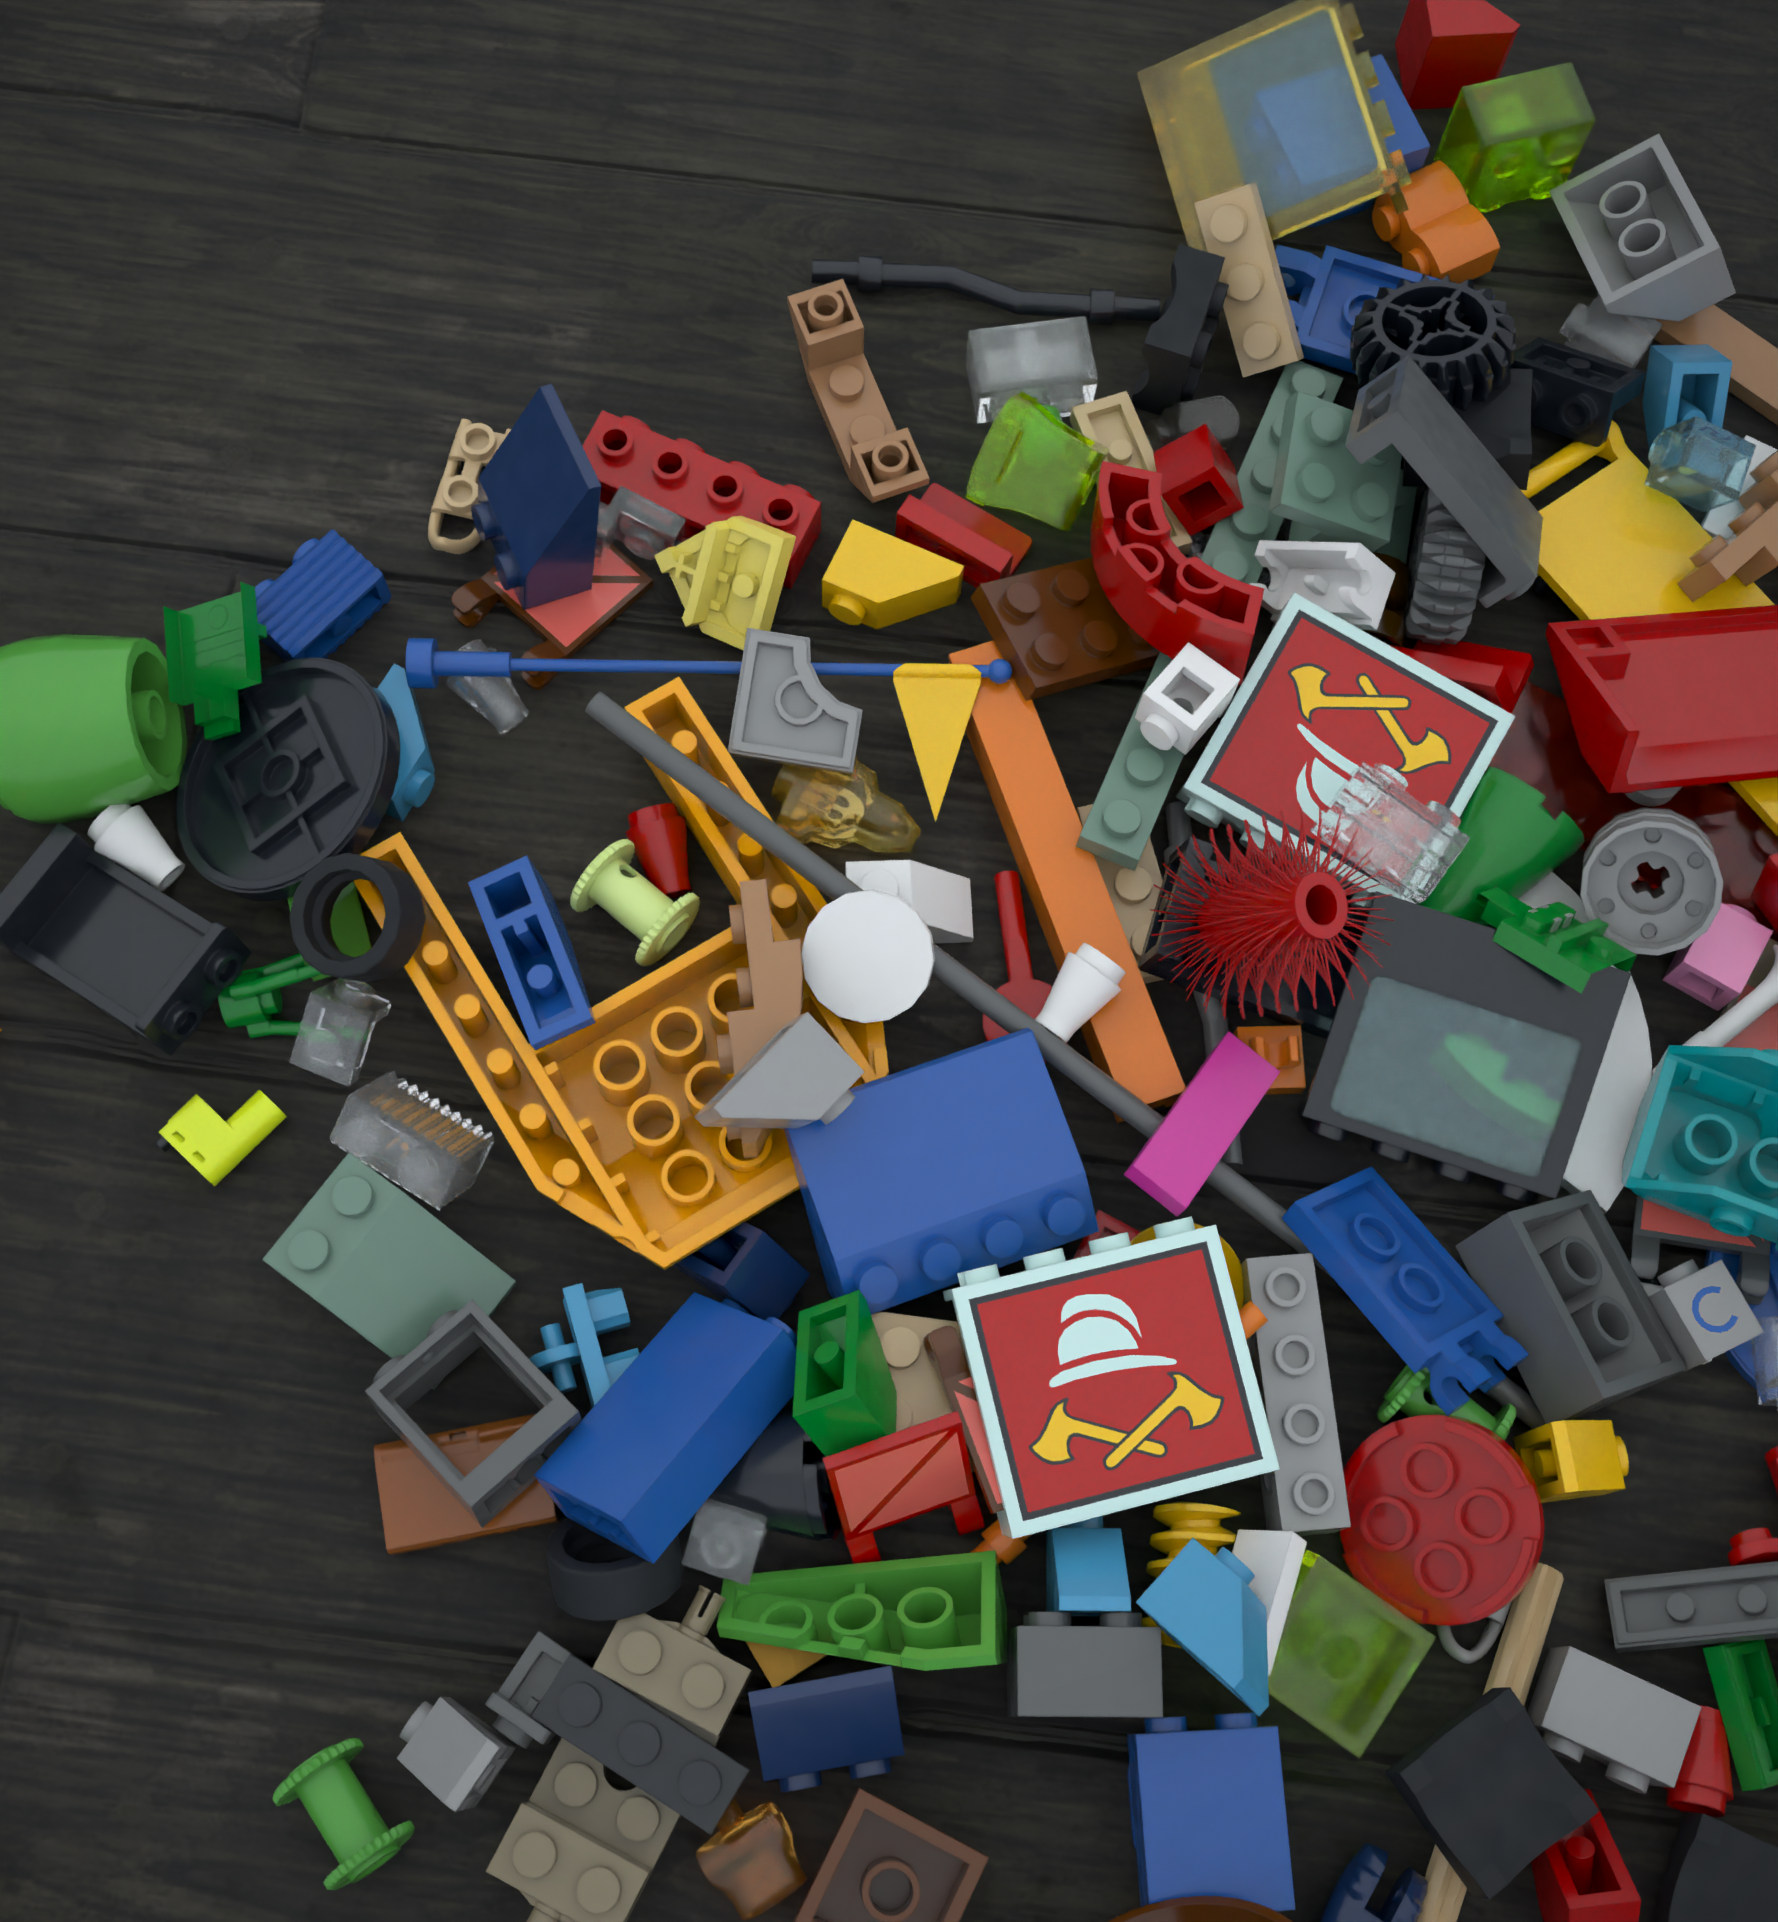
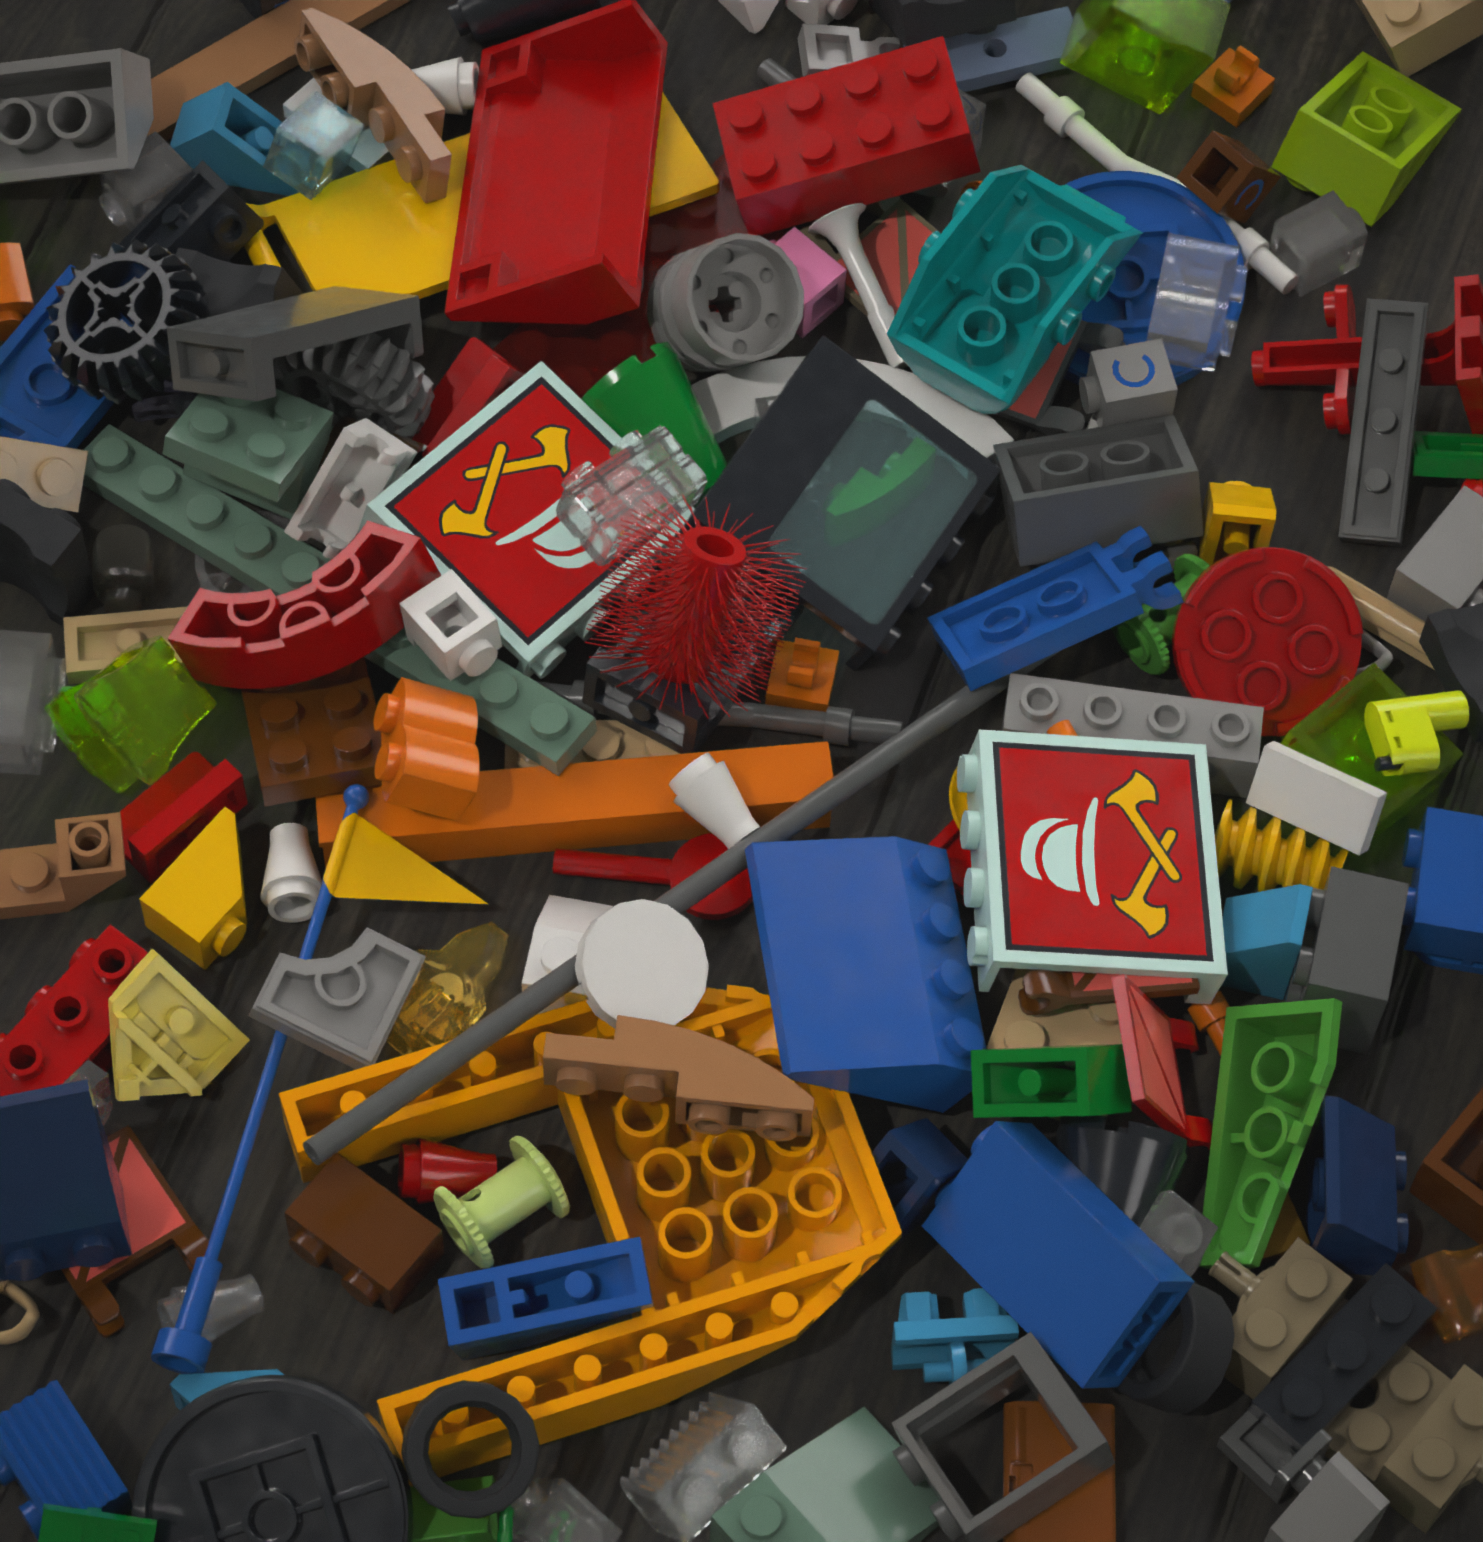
camera: 75 degrees left, 10 degrees down
(581, 794) = (363, 1235): none -> reddish brown brick
(787, 1082) = (766, 1045): light grey slope -> none
(926, 642) = (290, 875): none -> white cone
(1054, 714) = (427, 748): none -> orange brick
(1198, 480) = (178, 570): red brick -> none
(1202, 1124) = (869, 729): dark pink tile -> none
(1214, 1618) = (1334, 820): dark azure slope -> none
(1356, 1683) = (1406, 727): none -> neon yellow piece
(1553, 938) = (772, 389): green piece -> none

